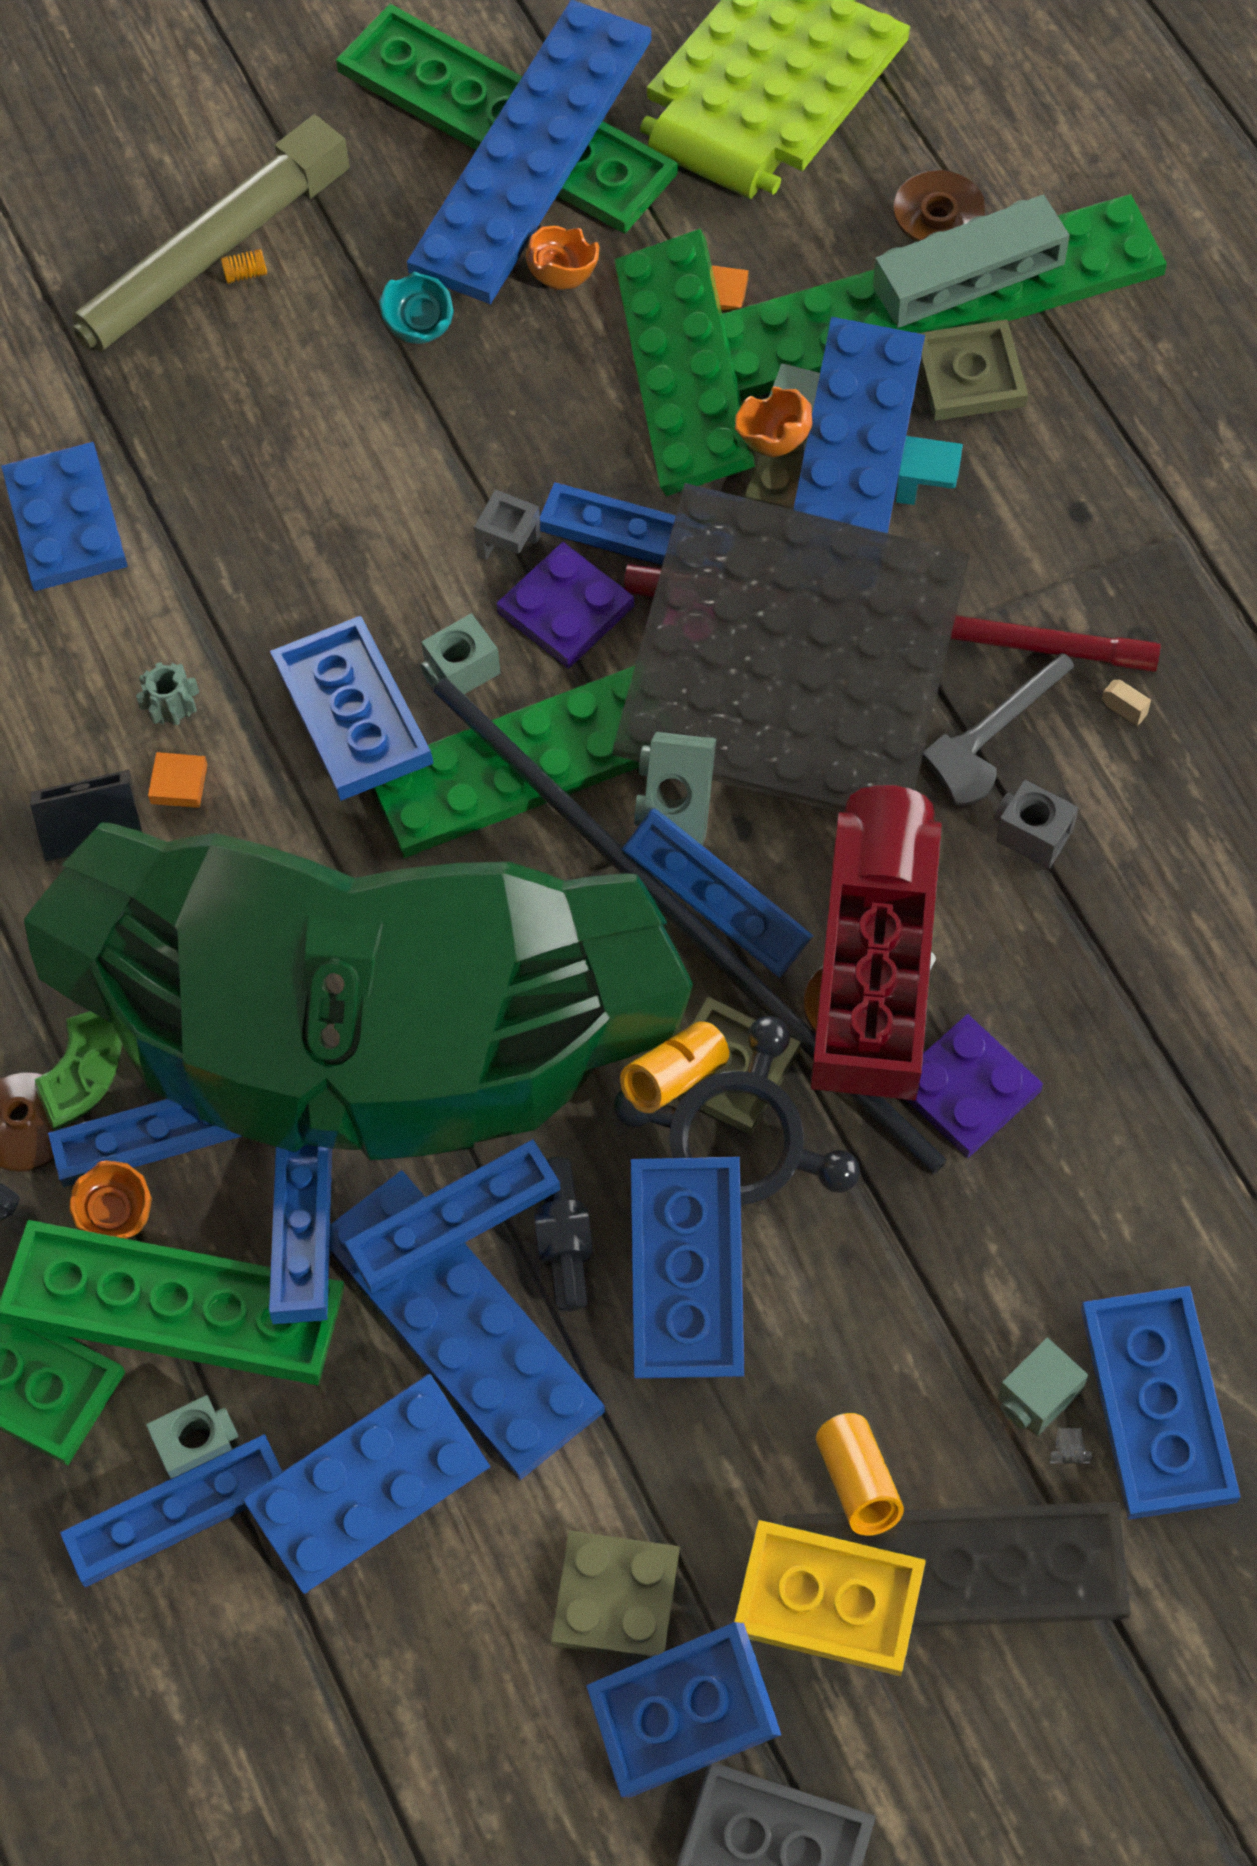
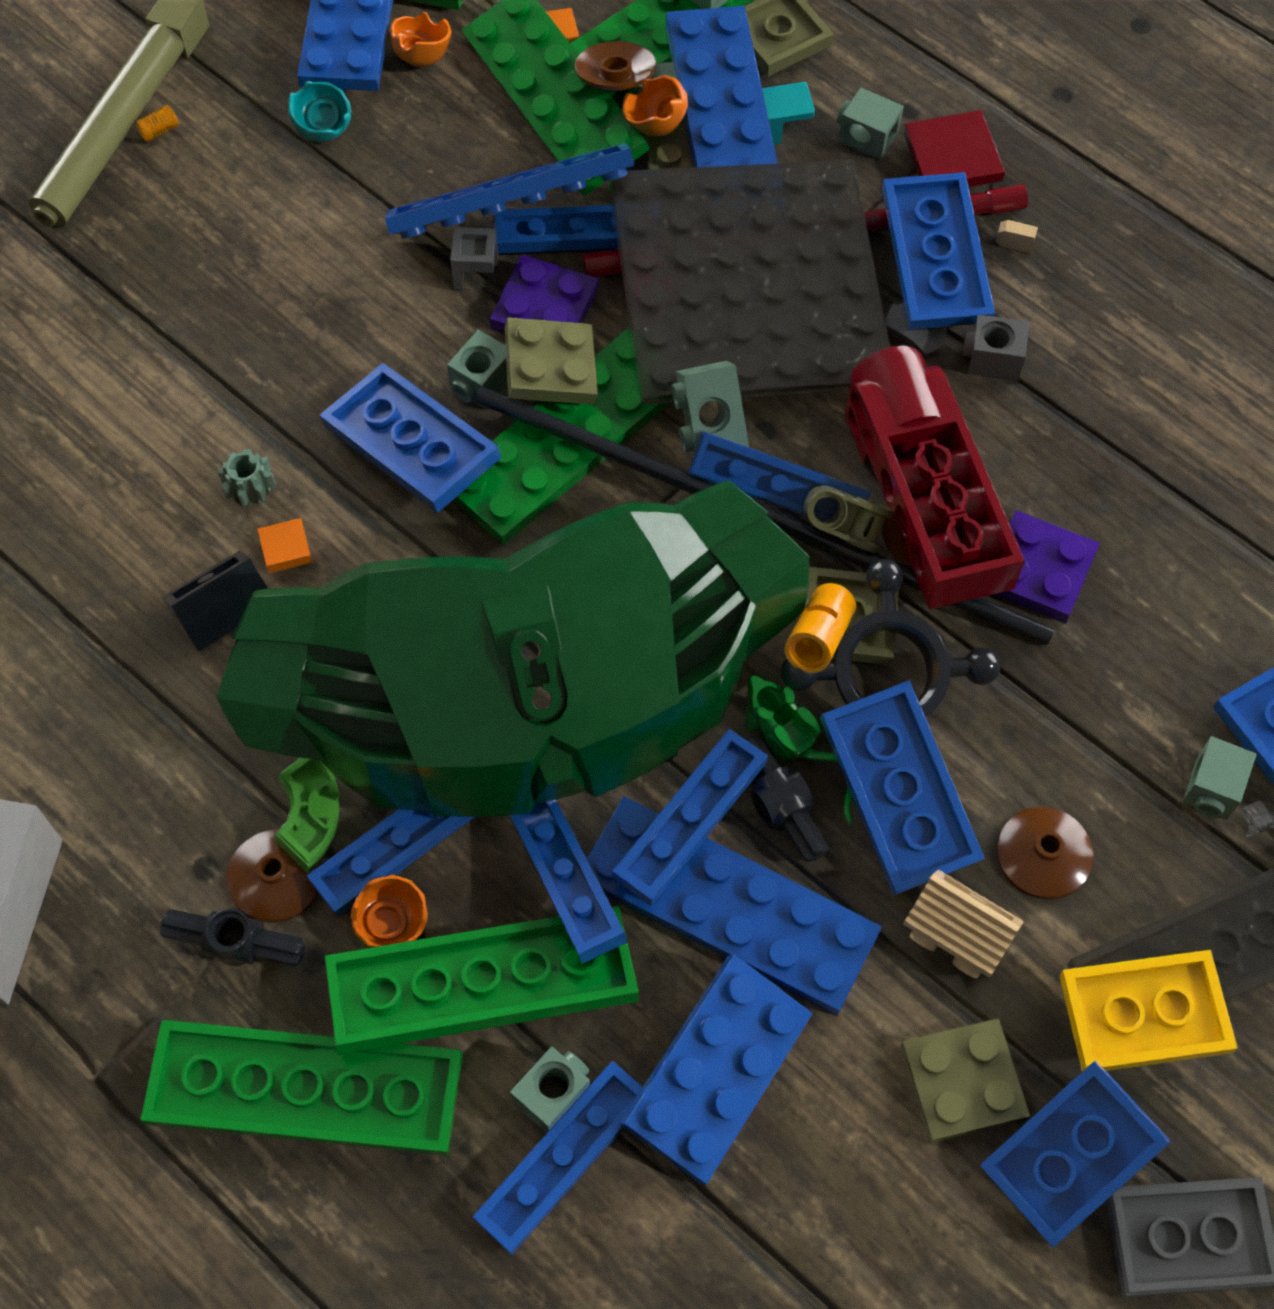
camera: 25 degrees left, 0 degrees up
(64, 516) = (90, 365): blue plate -> none
(531, 674) = (550, 361): none -> olive plate
(586, 467) = (491, 195): none -> blue plate
(600, 1157) = (785, 727): none -> green animal
(684, 1434) = (962, 925): none -> tan brick
(752, 359) = (615, 65): none -> reddish brown dish
(772, 959) = (855, 518): none -> olive piece
(798, 1411) = (1035, 870): none -> reddish brown dish
(859, 1474) = (1119, 901): light orange pin -> none
(1017, 689) = (937, 250): none -> blue plate
(1019, 514) = (869, 123): none -> sand green brick
(1100, 579) = (955, 146): none -> dark red tile

